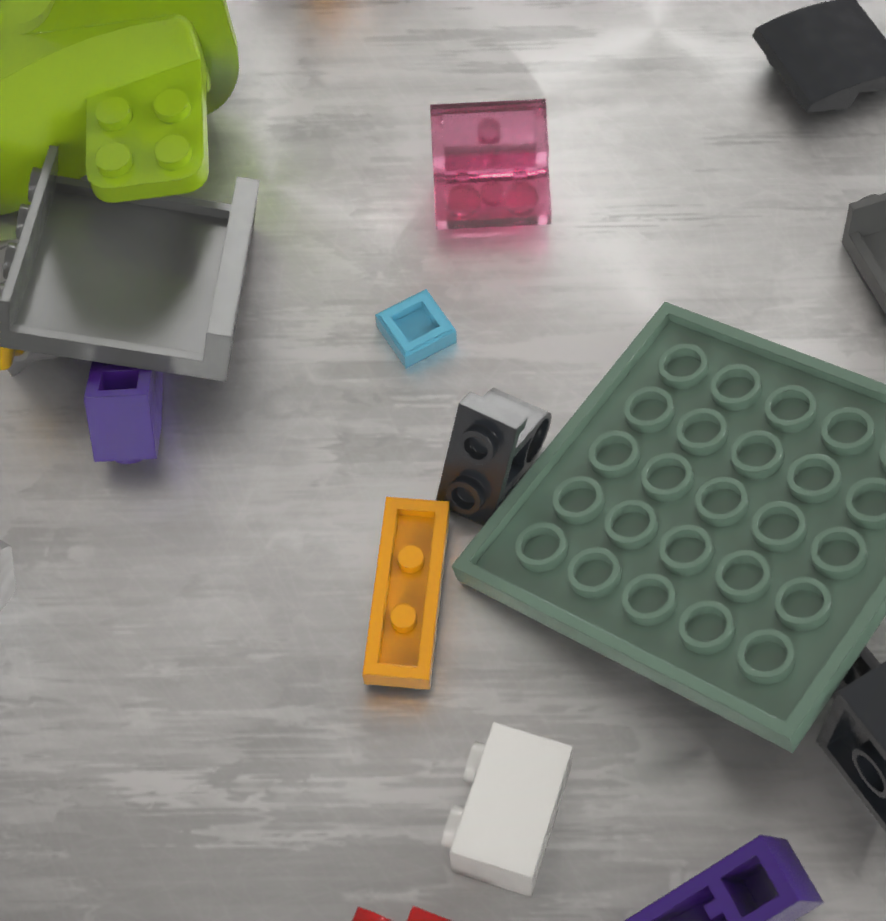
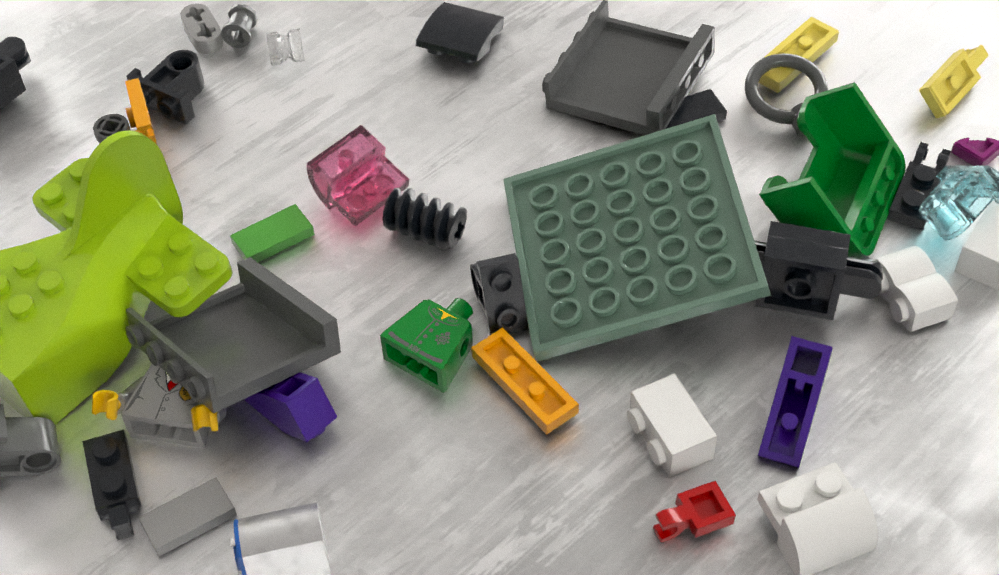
camera: 45 degrees left, 10 degrees down
(334, 170) = (273, 234): none -> bright green tile
(356, 450) = (430, 341): none -> green torso
(416, 328) = (395, 274): medium azure tile -> none
(511, 282) = (424, 220): none -> black piece

